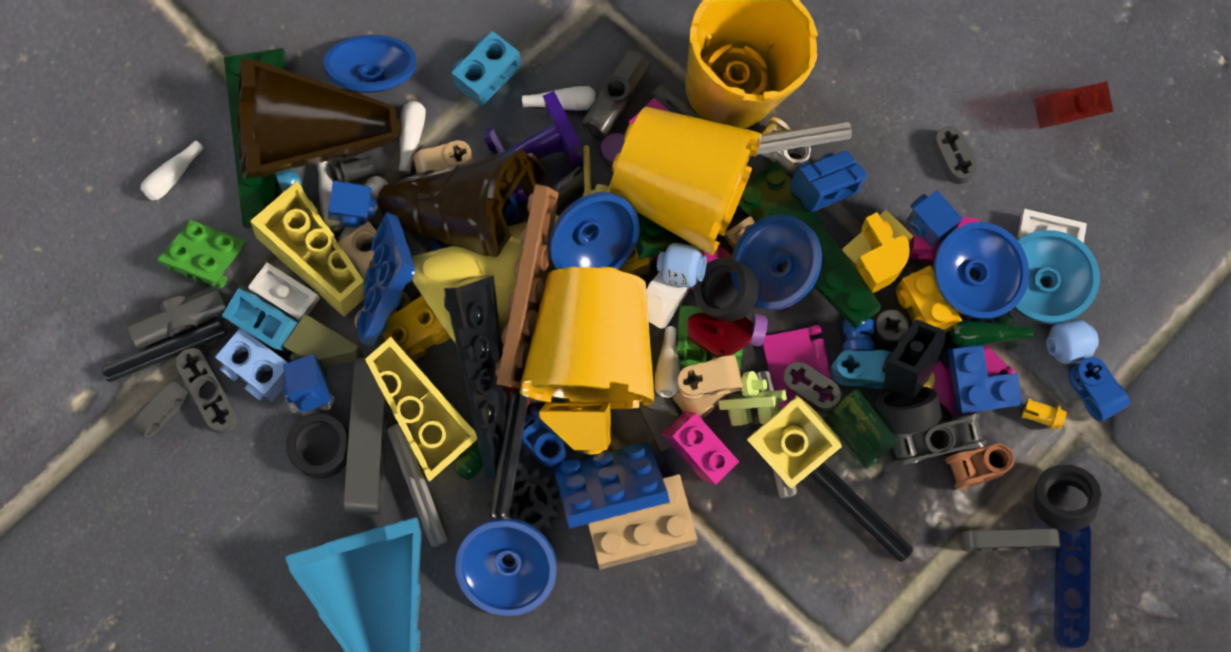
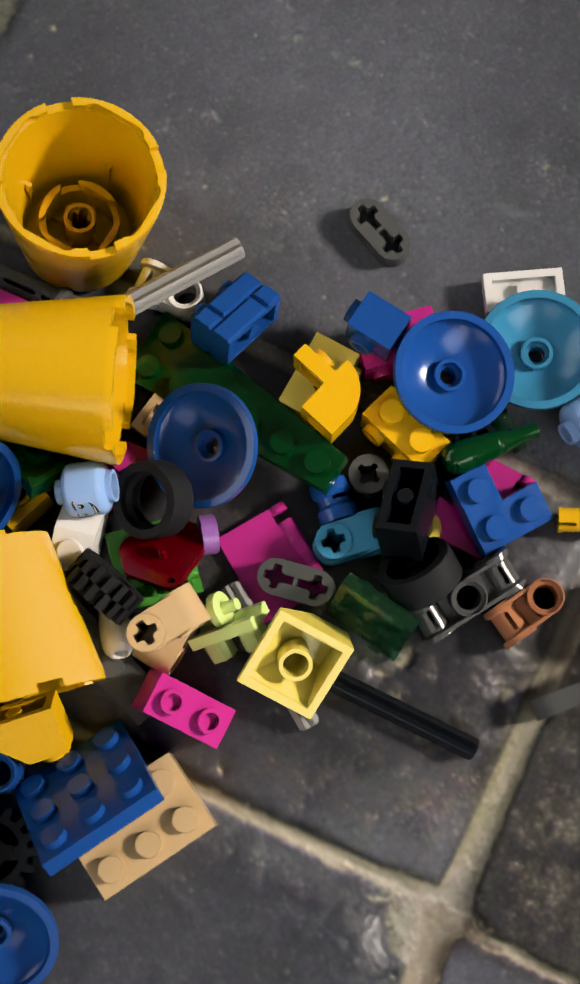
camera: 20 degrees left, 5 degrees up
(672, 337) = (103, 586): none -> black tyre
(1073, 104) = (501, 125): clear red brick -> none

